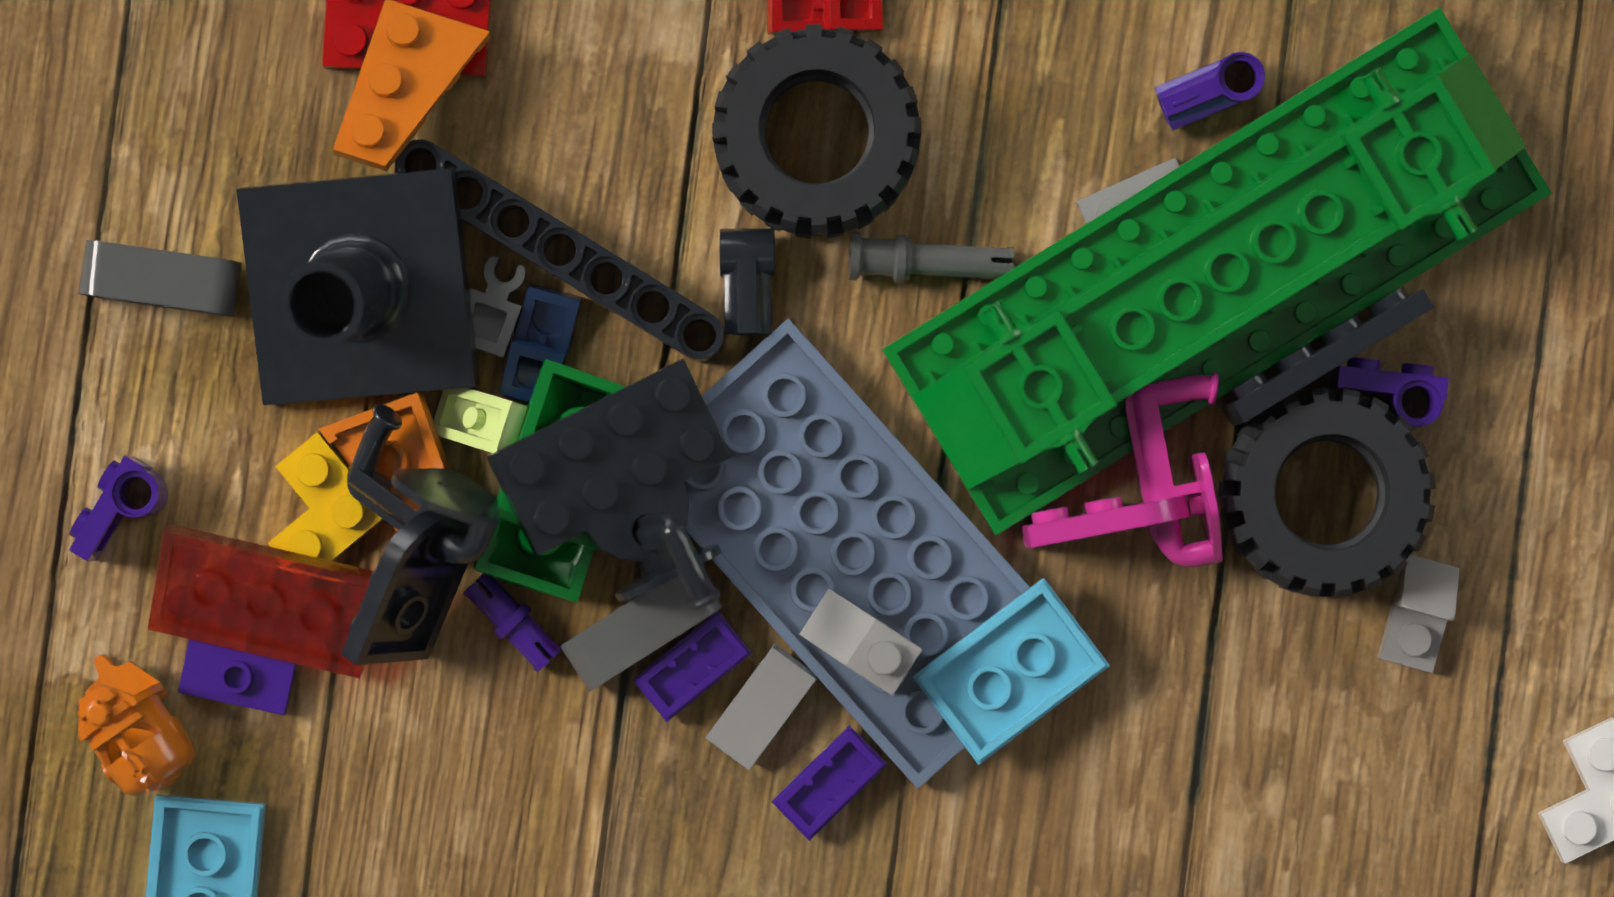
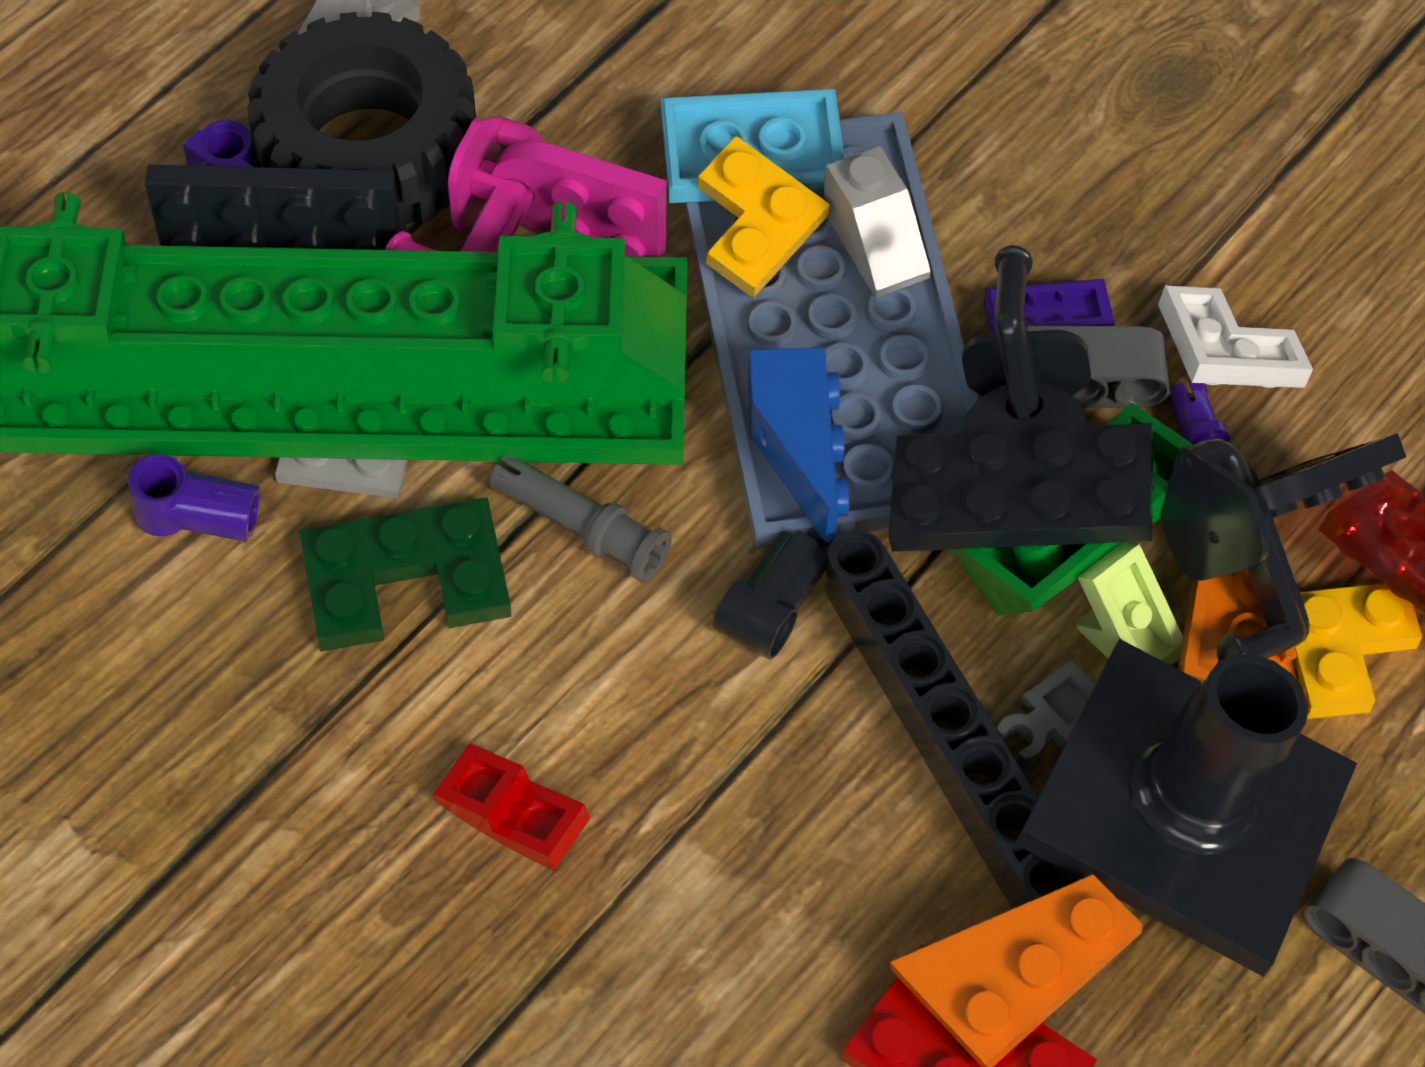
camera: 150 degrees left, 30 degrees down
(541, 334) = (1025, 656): dark blue slope -> none
(543, 707) = (1223, 353): none -> white plate
(761, 707) = (971, 251): light grey slope -> none
(815, 418) = (793, 429): none -> blue slope
(816, 57) = (595, 597): black tyre -> none
(829, 782) = (980, 164): dark purple plate -> none
(944, 601) = (771, 210): none -> yellow plate
(1070, 126) = (357, 555): none -> dark green plate

